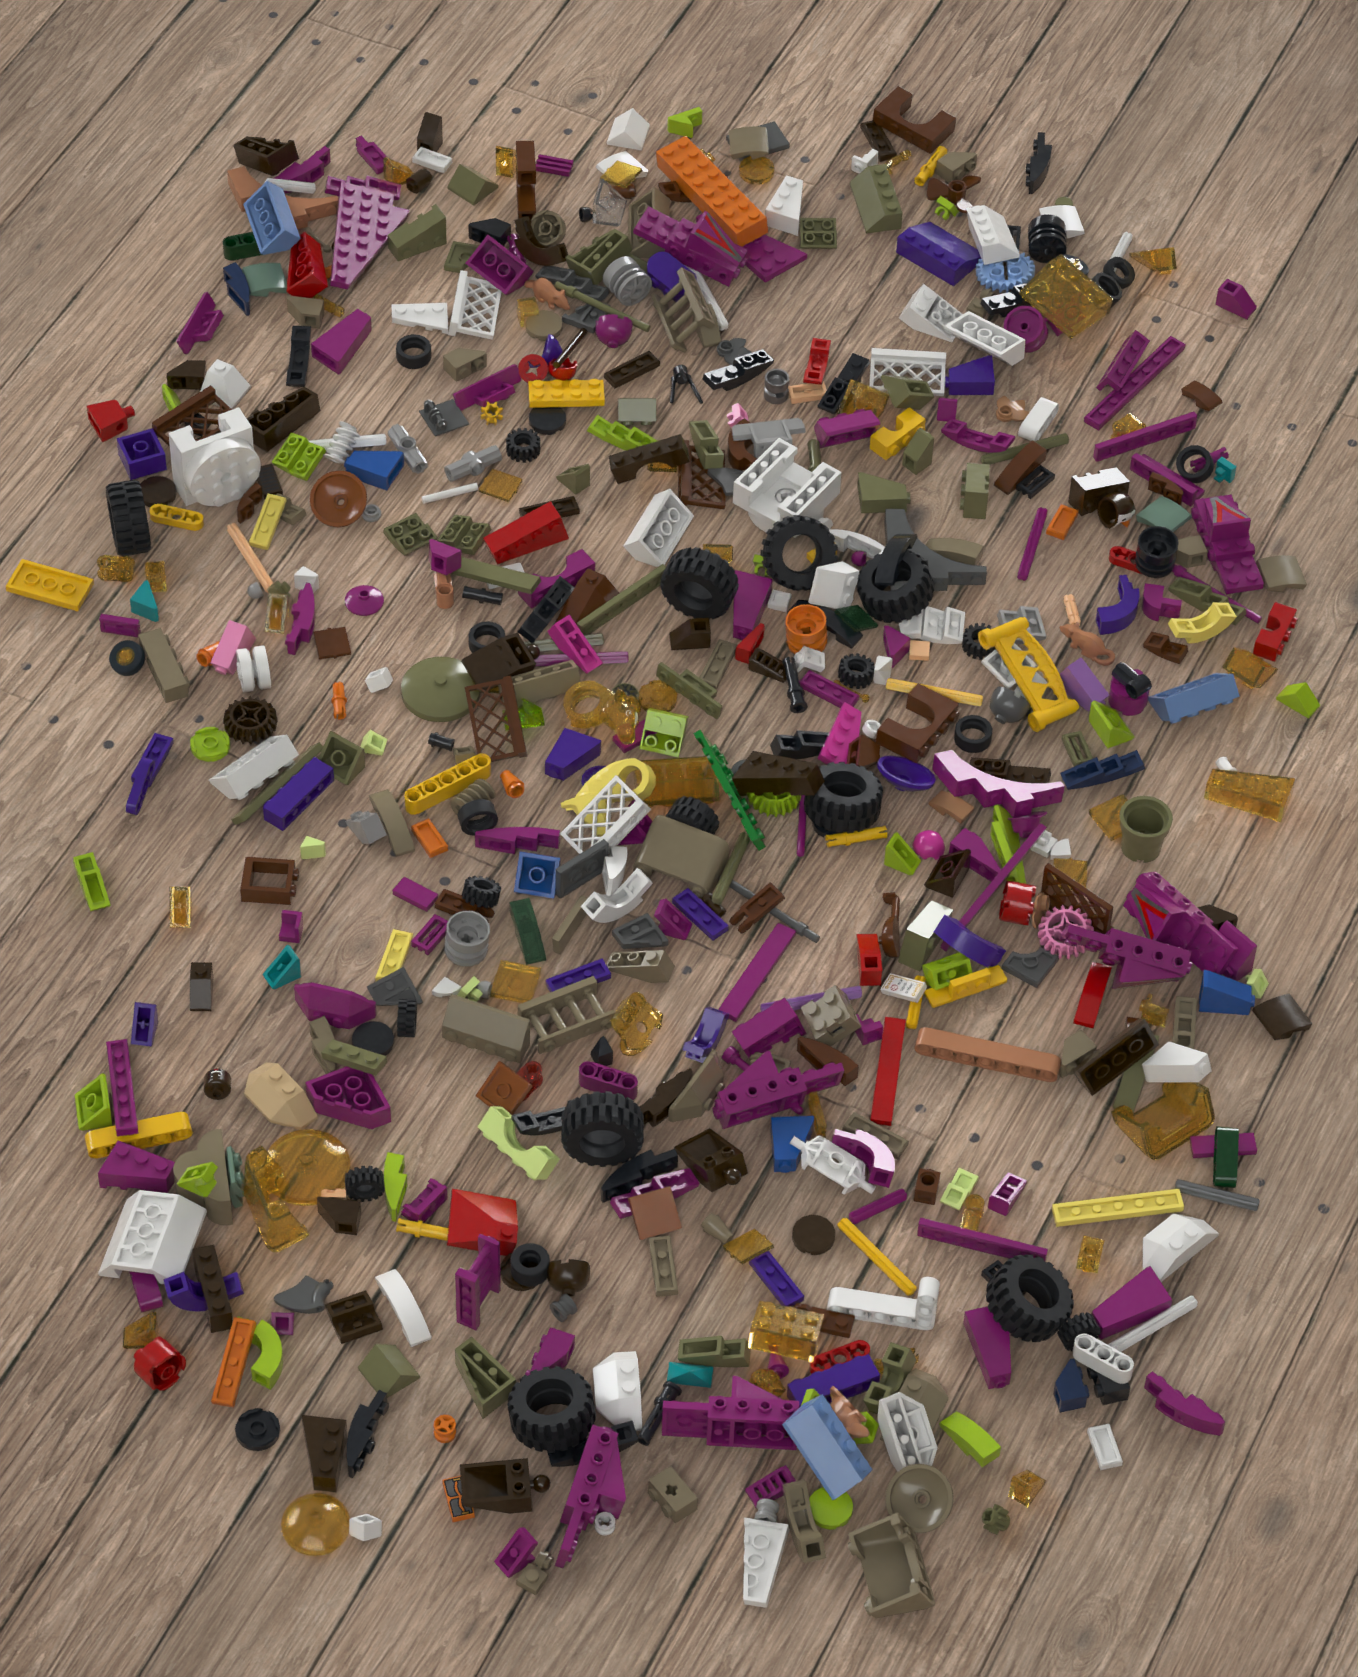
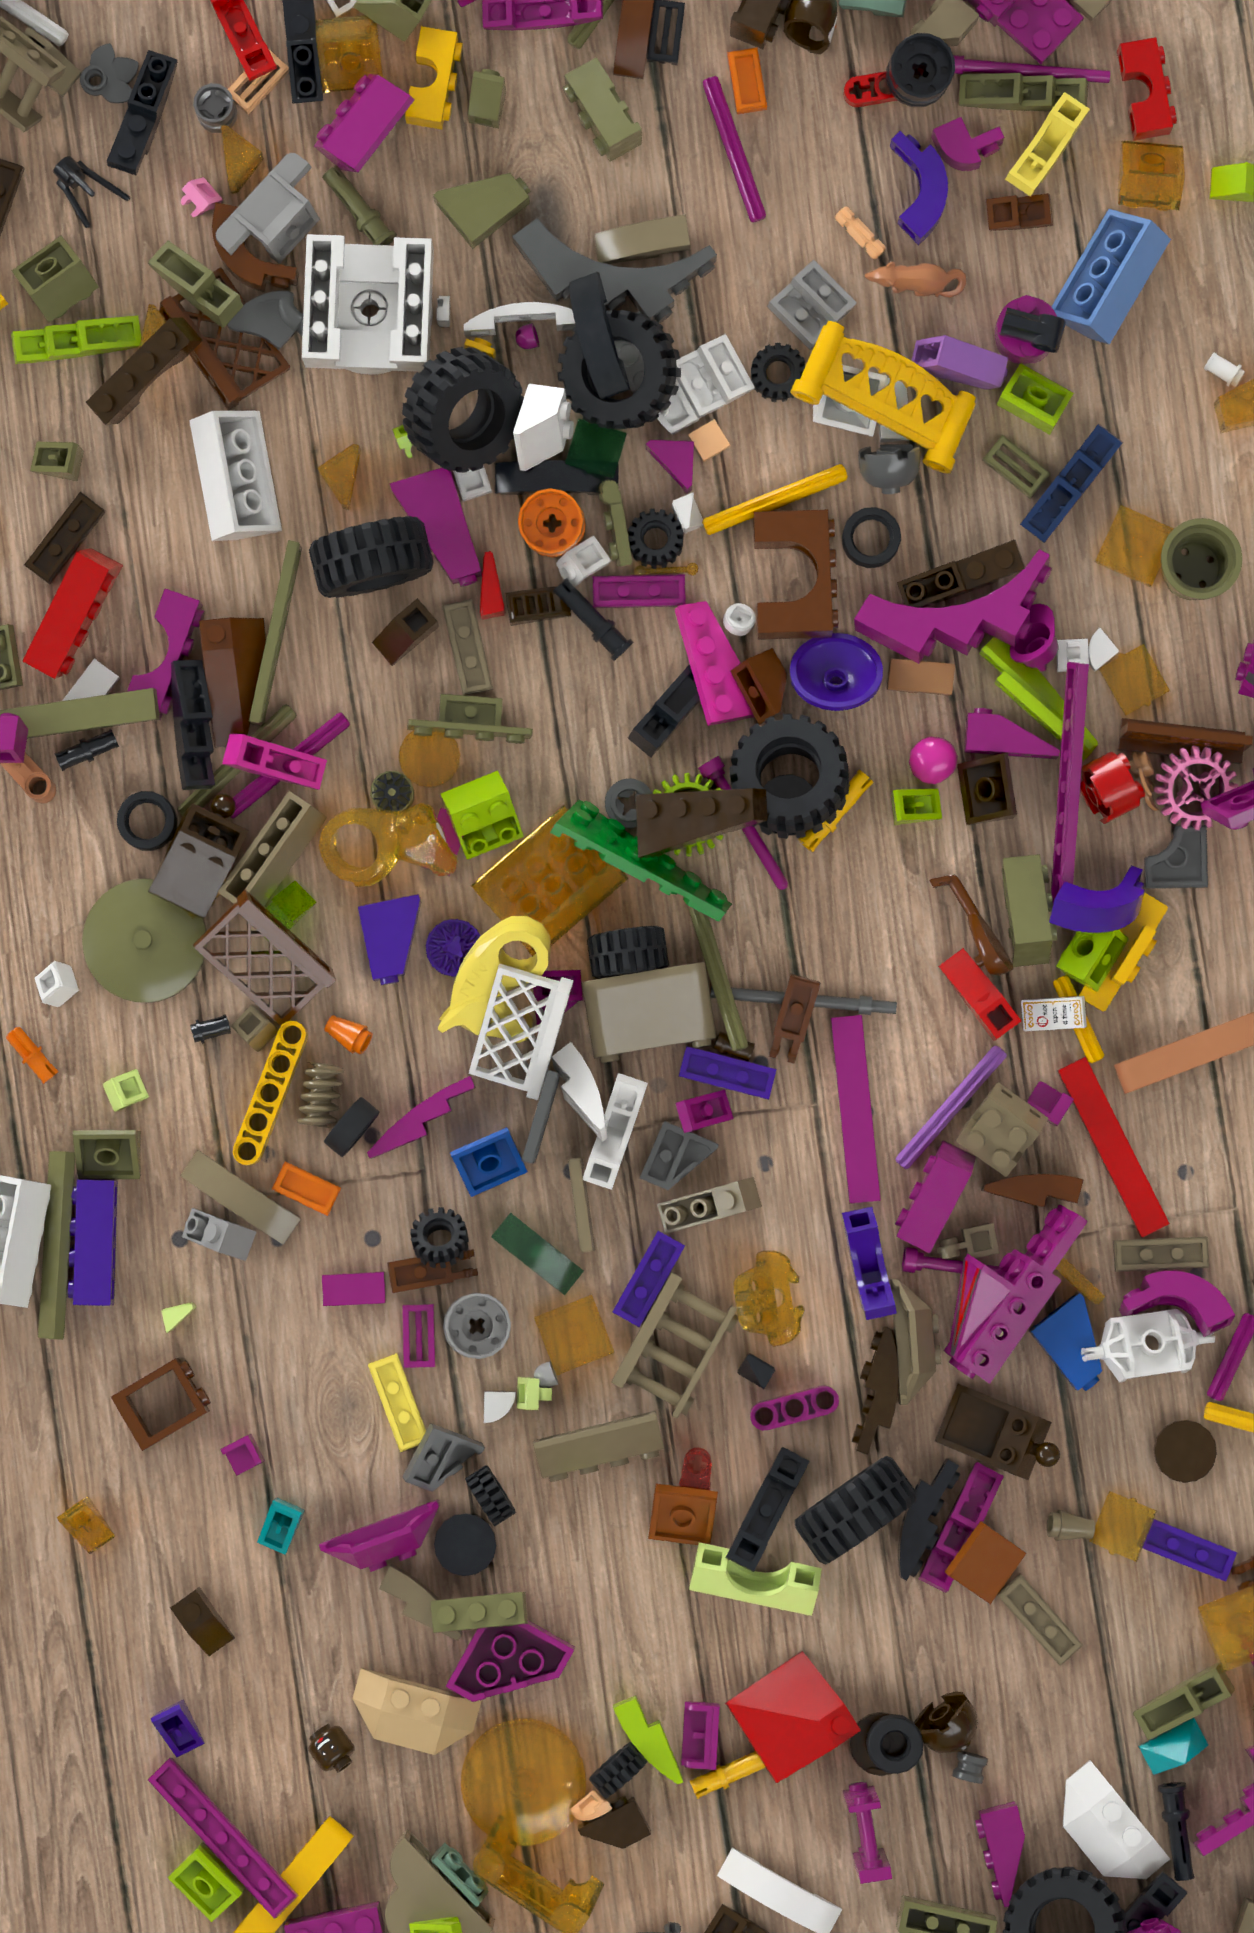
camera: 30 degrees left, 35 degrees up
(771, 410) = (240, 158): none -> clear yellow slope
(840, 650) = (615, 521): none -> olive hinge

